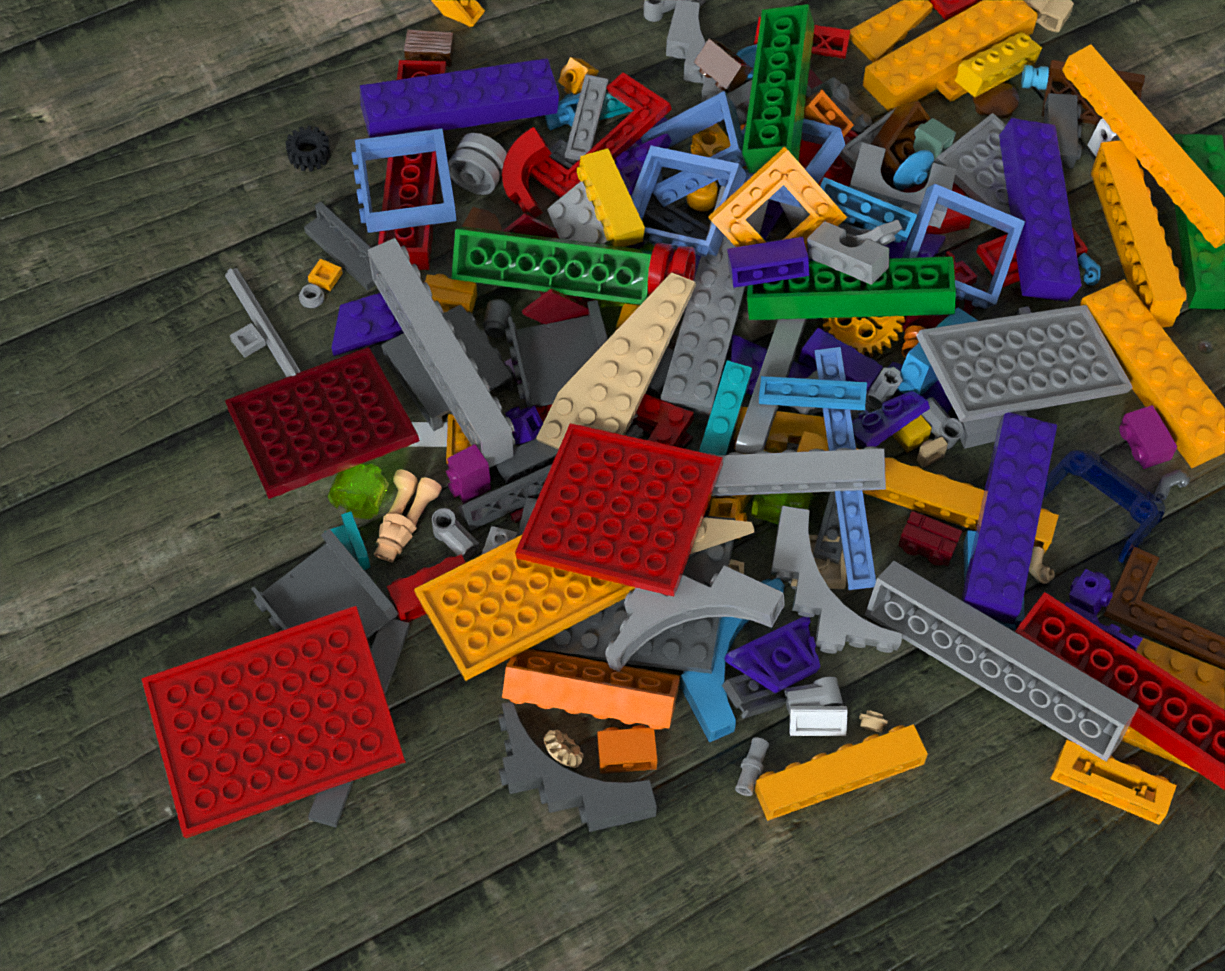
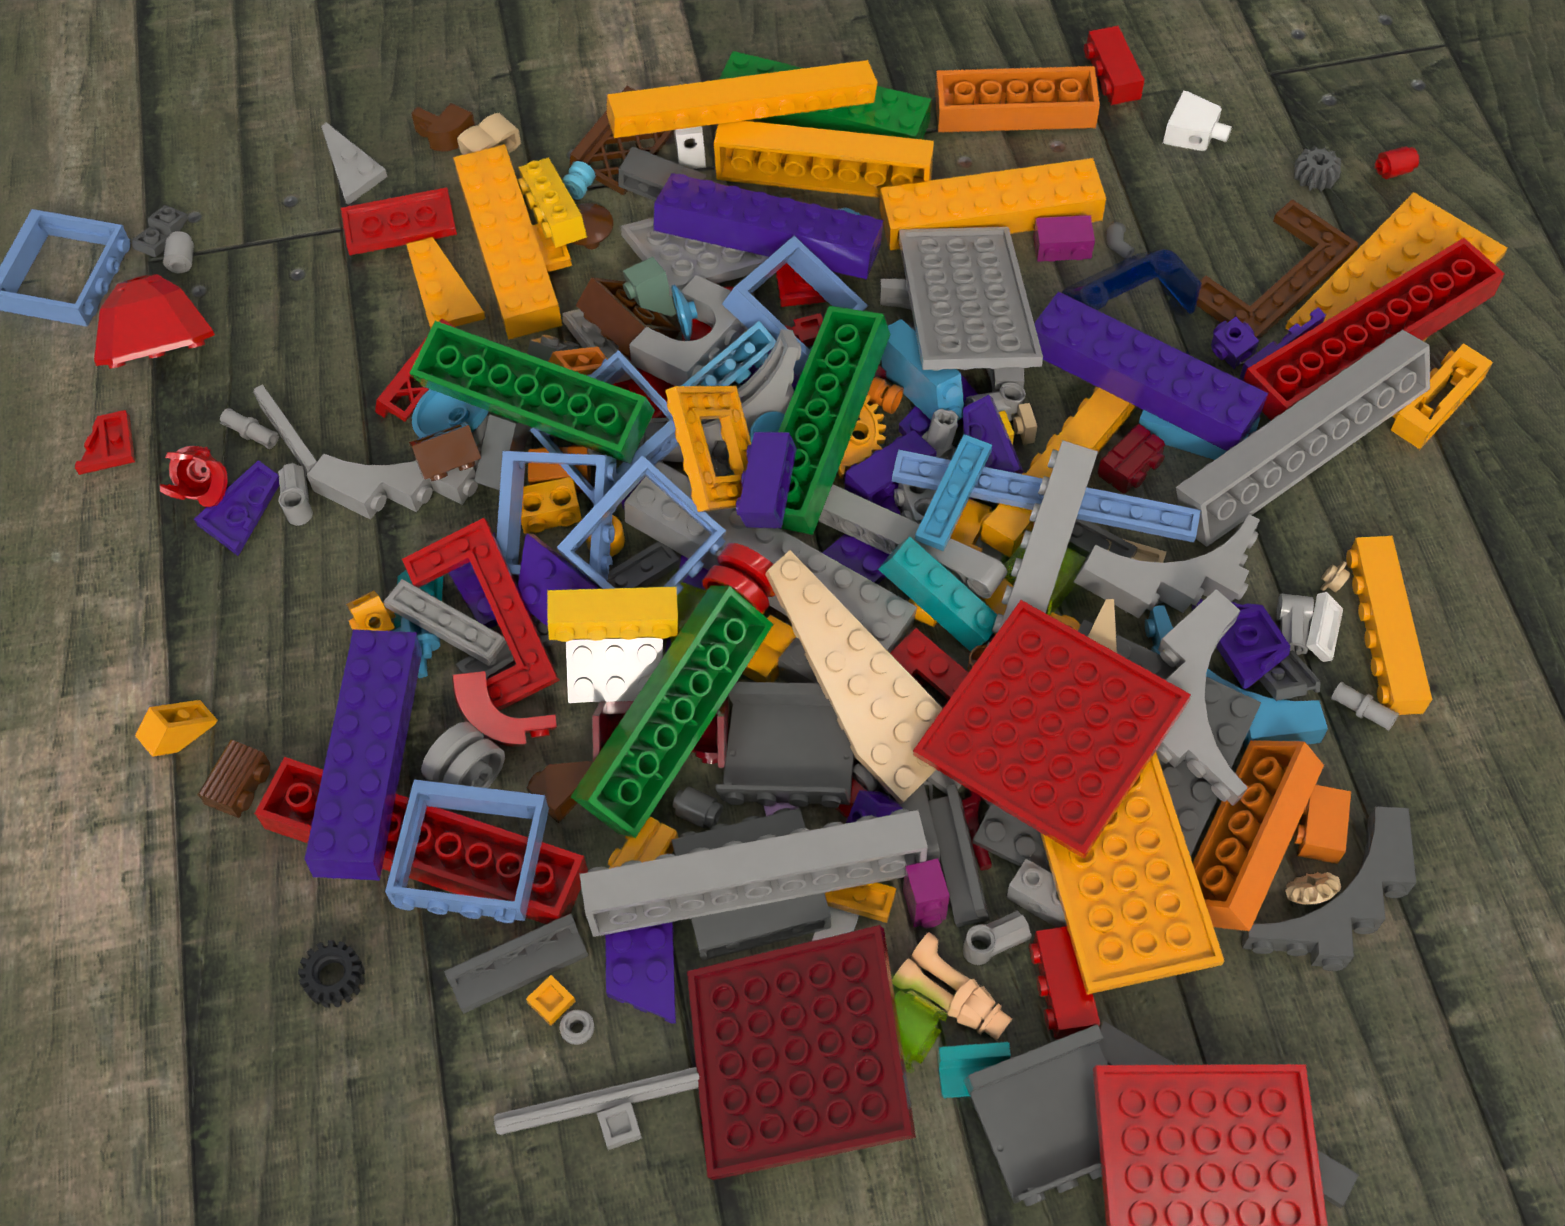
camera: 70 degrees left, 0 degrees up
(862, 262) = (811, 387): light grey arch -> none

